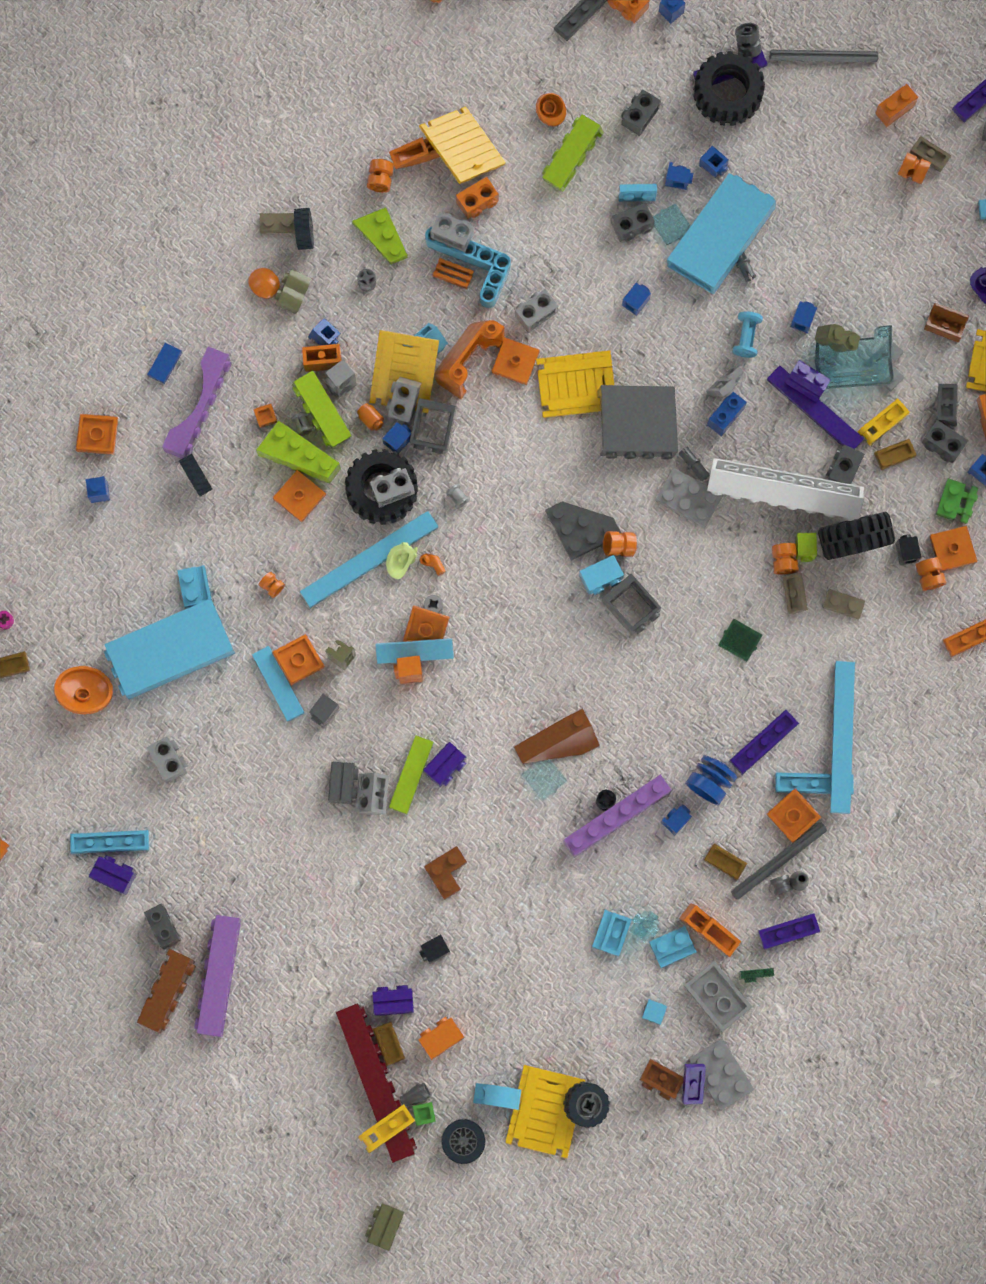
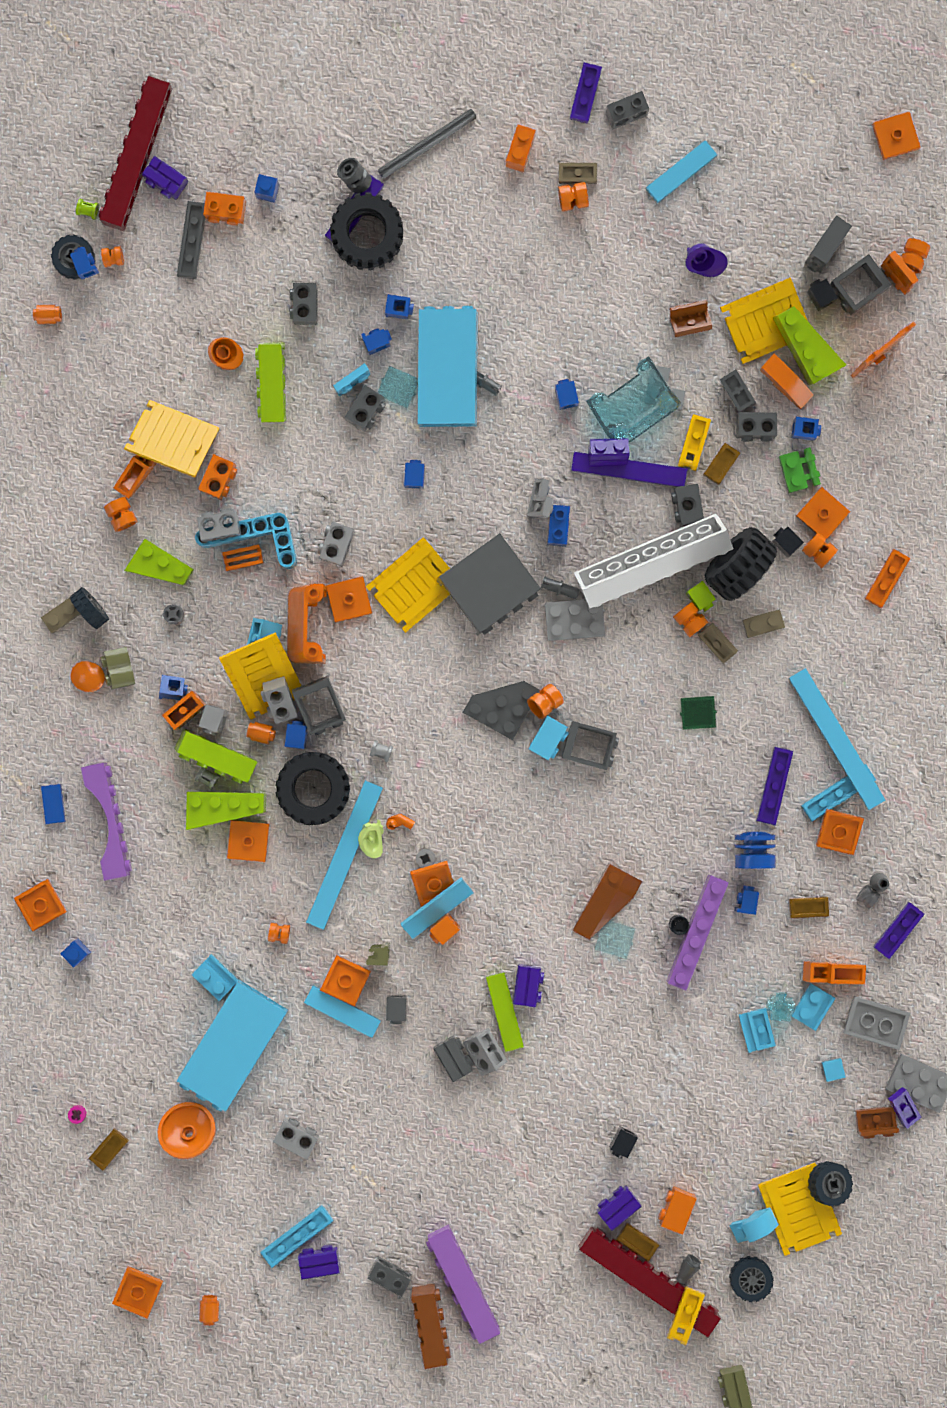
camera: 30 degrees left, 10 degrees up
(195, 474) = (150, 886): black wheel -> none
(265, 415) = (171, 792): orange plate -> none
(394, 492) = (329, 791): light grey brick -> none
(424, 1114) = (705, 1279): bright green plate -> none
(441, 870) = (583, 1073): dark orange plate -> none
(745, 346) = (529, 443): medium azure hose -> none
(750, 976) = (892, 987): clear green plate -> none
(779, 860) = (852, 877): dark grey axle -> none
(837, 338) = (609, 398): olive brick -> none

